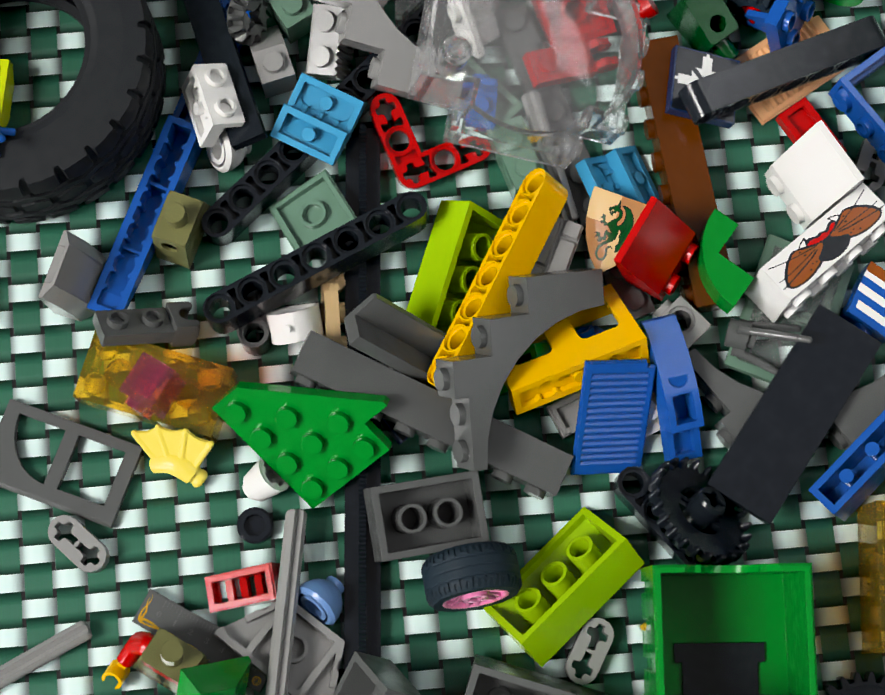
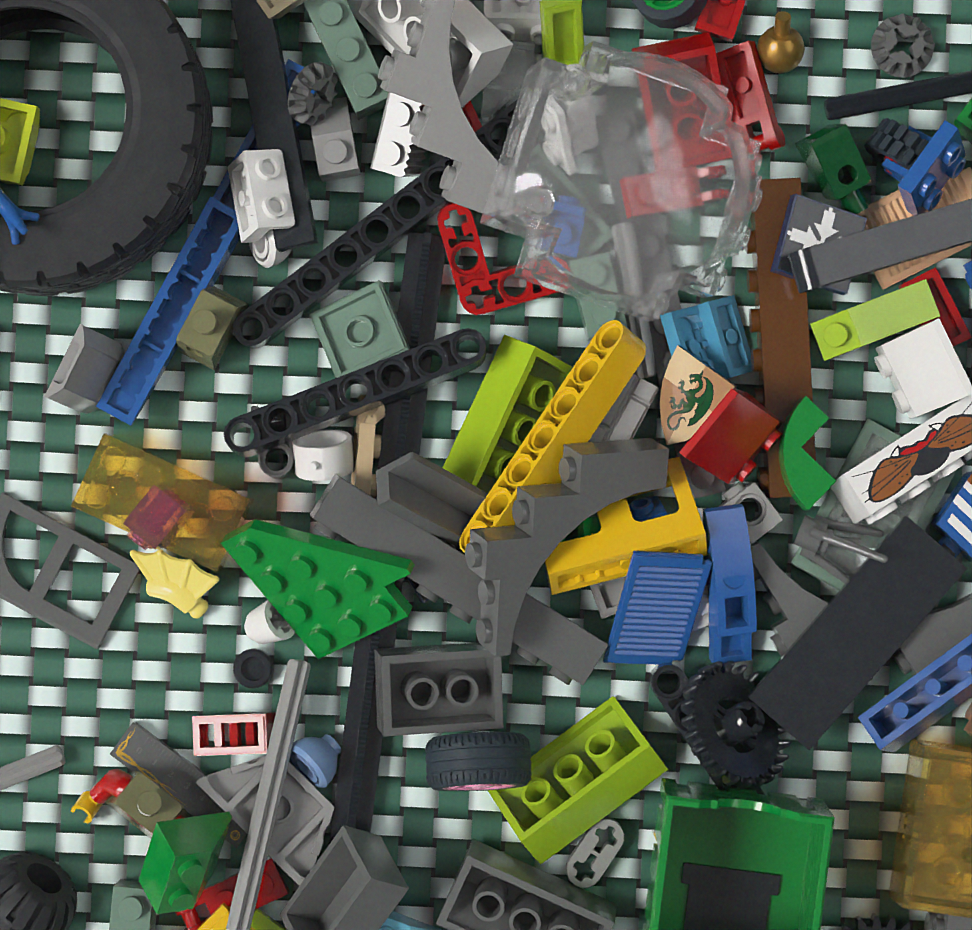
camera: 10 degrees right, 10 degrees up
(72, 550) = (67, 655): light grey beam -> none
(147, 326) = (159, 437): dark grey plate -> none
(318, 119) = (377, 225): dark azure slope -> none
(757, 146) = (875, 319): none -> lime slope

